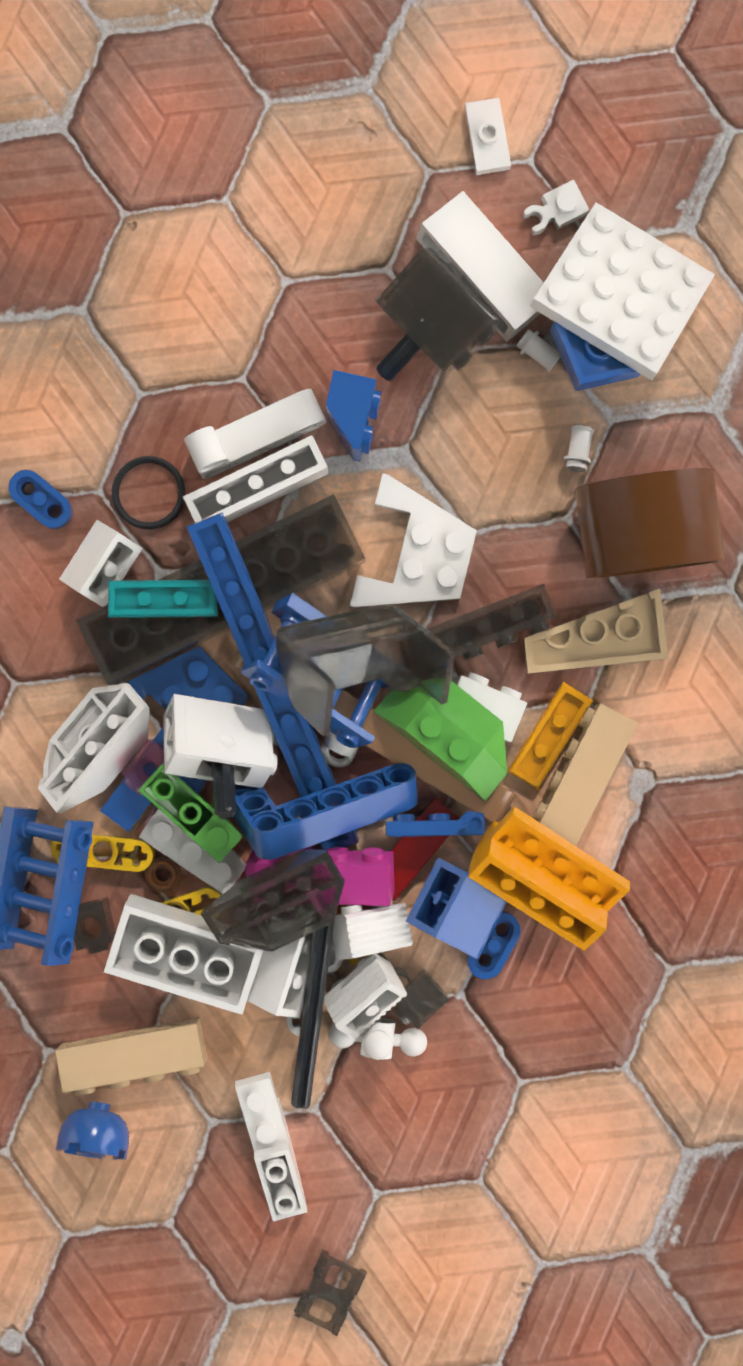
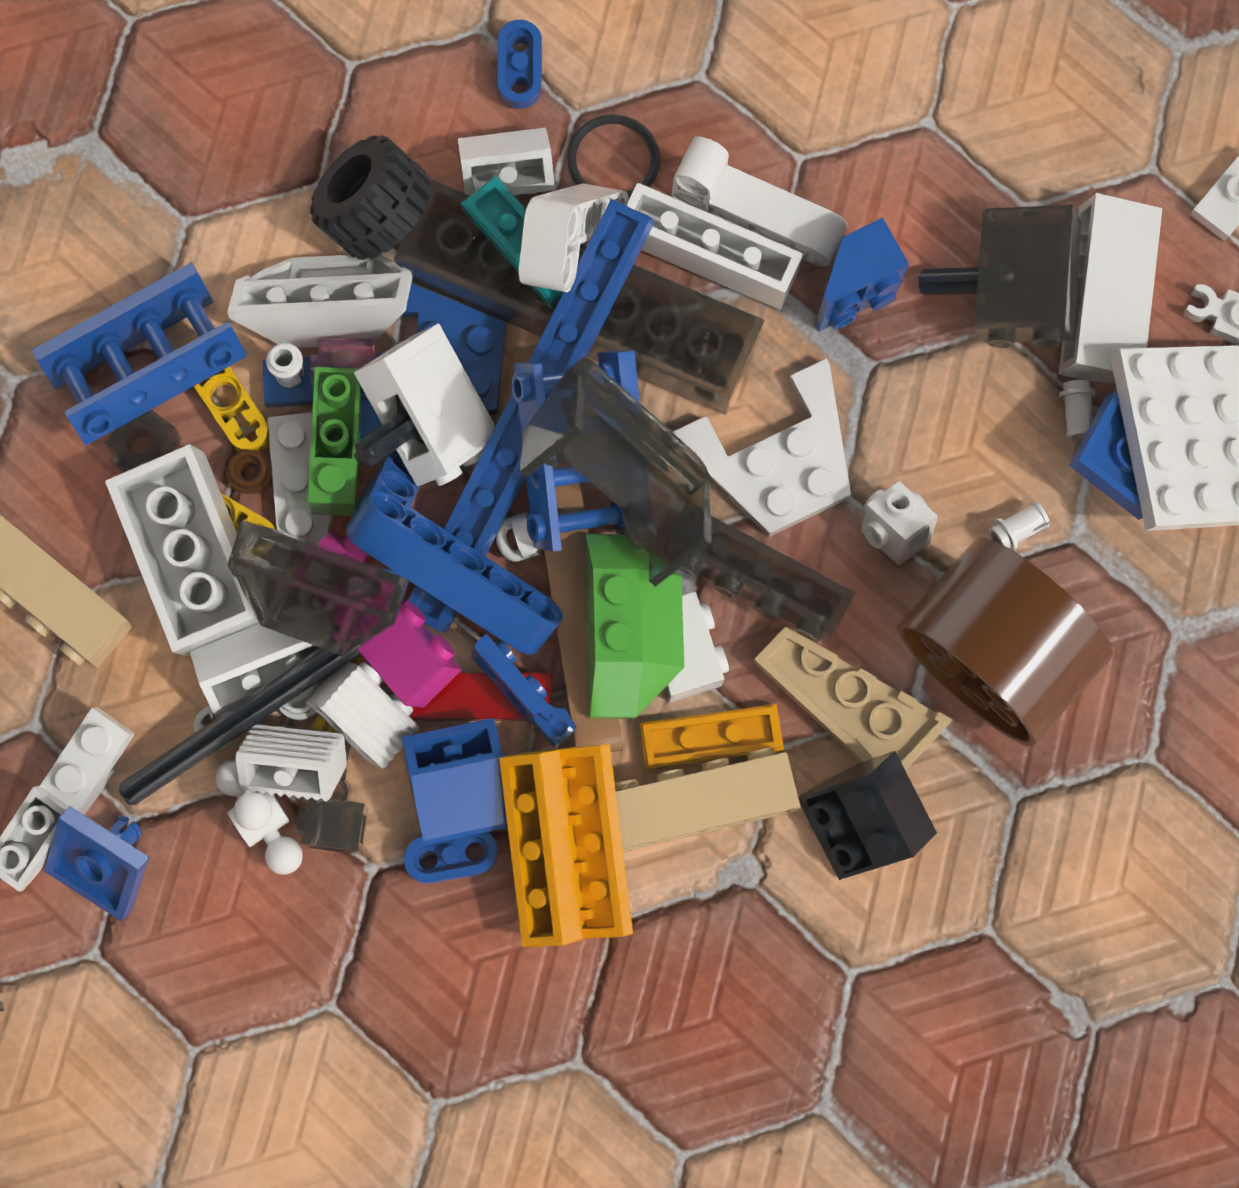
camera: 50 degrees right, 10 degrees down
(55, 666) = (370, 197): none -> black tyre
(110, 799) = (277, 362): none -> white pin
(176, 568) = (555, 229): none -> white beam
(329, 1153) = (98, 861): none -> blue tile
(518, 519) = (898, 522): none -> white brick
(675, 686) = (868, 816): none -> black slope

